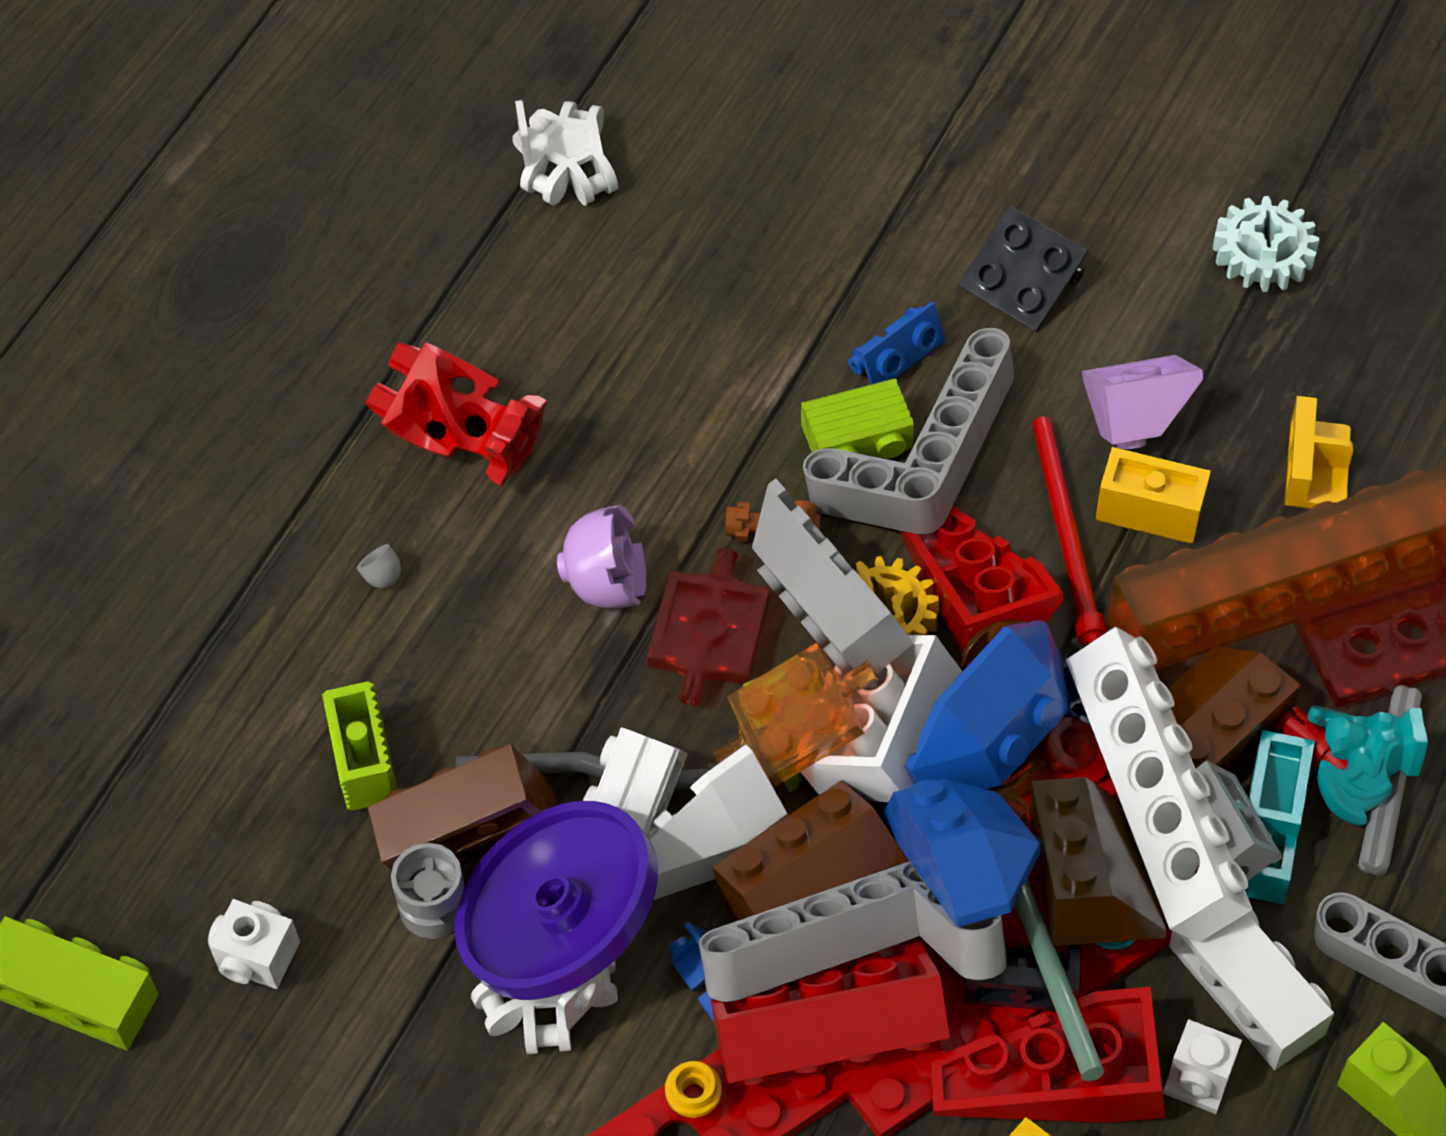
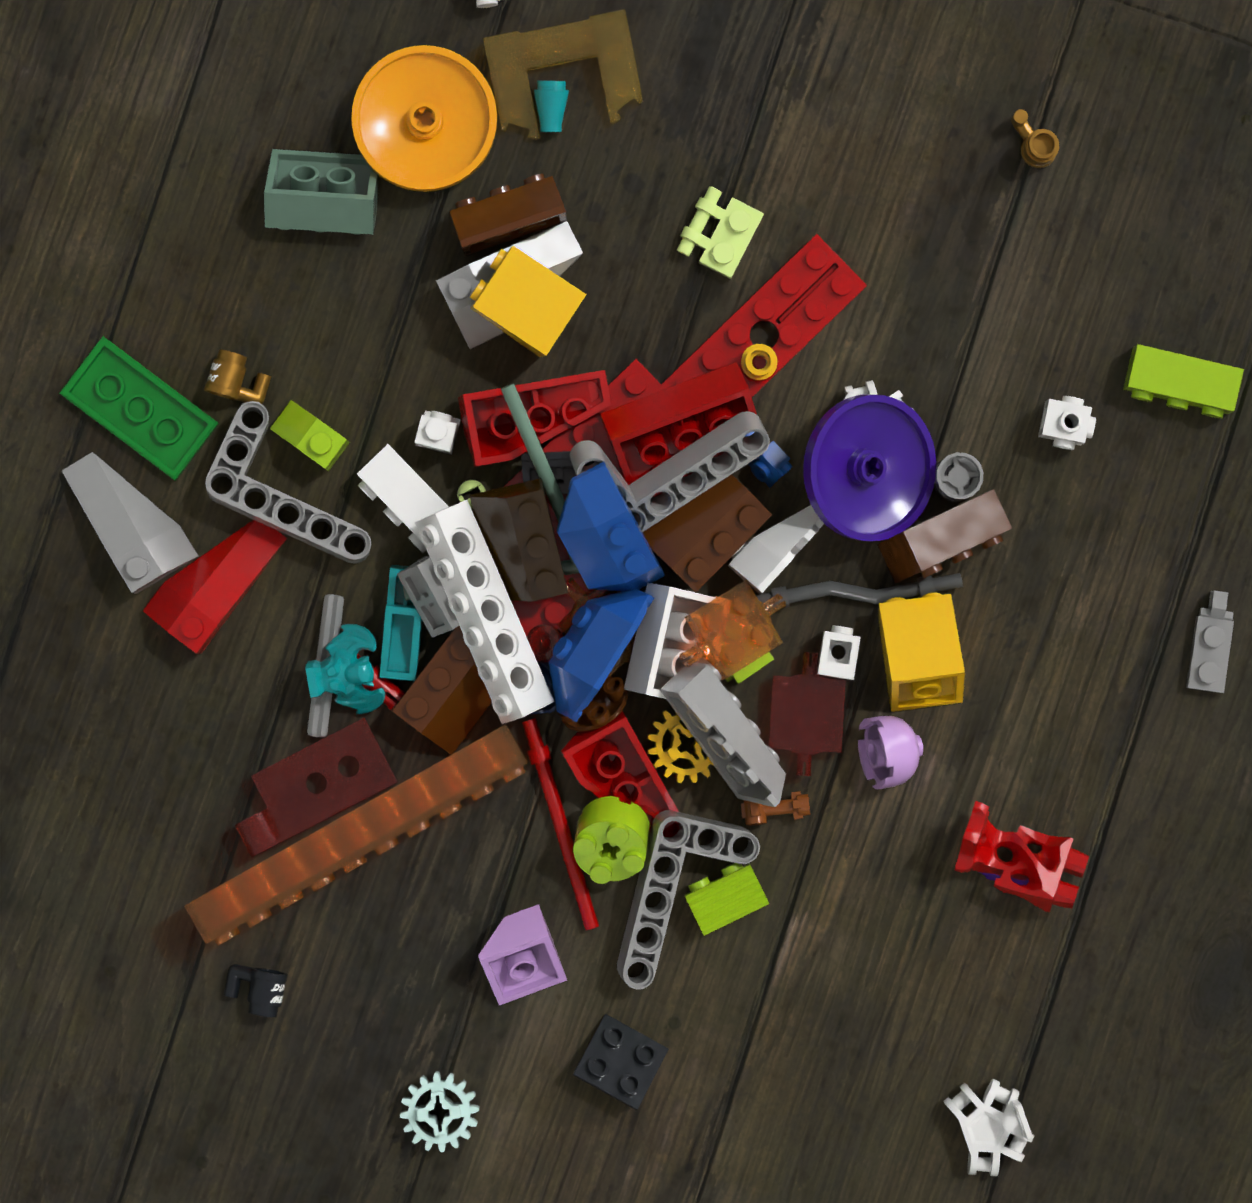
camera: 165 degrees right, 30 degrees up
(132, 642) = (1211, 645): none -> light grey hinge
(359, 744) = (1029, 576): lime brick -> none
(380, 567) = (1050, 729): light grey hinge -> none
(532, 677) = (921, 652): none -> yellow slope
(638, 776) = (834, 571): white brick -> none
(650, 689) = (838, 668): none -> white brick
(902, 347) = (694, 989): blue hinge -> none
(1004, 495) = (611, 839): none -> lime brick
(1152, 495) = (505, 866): yellow panel -> none
(1162, 986) = (468, 486): none -> yellowish green hinge
(1316, 458) = (388, 922): yellow panel -> none

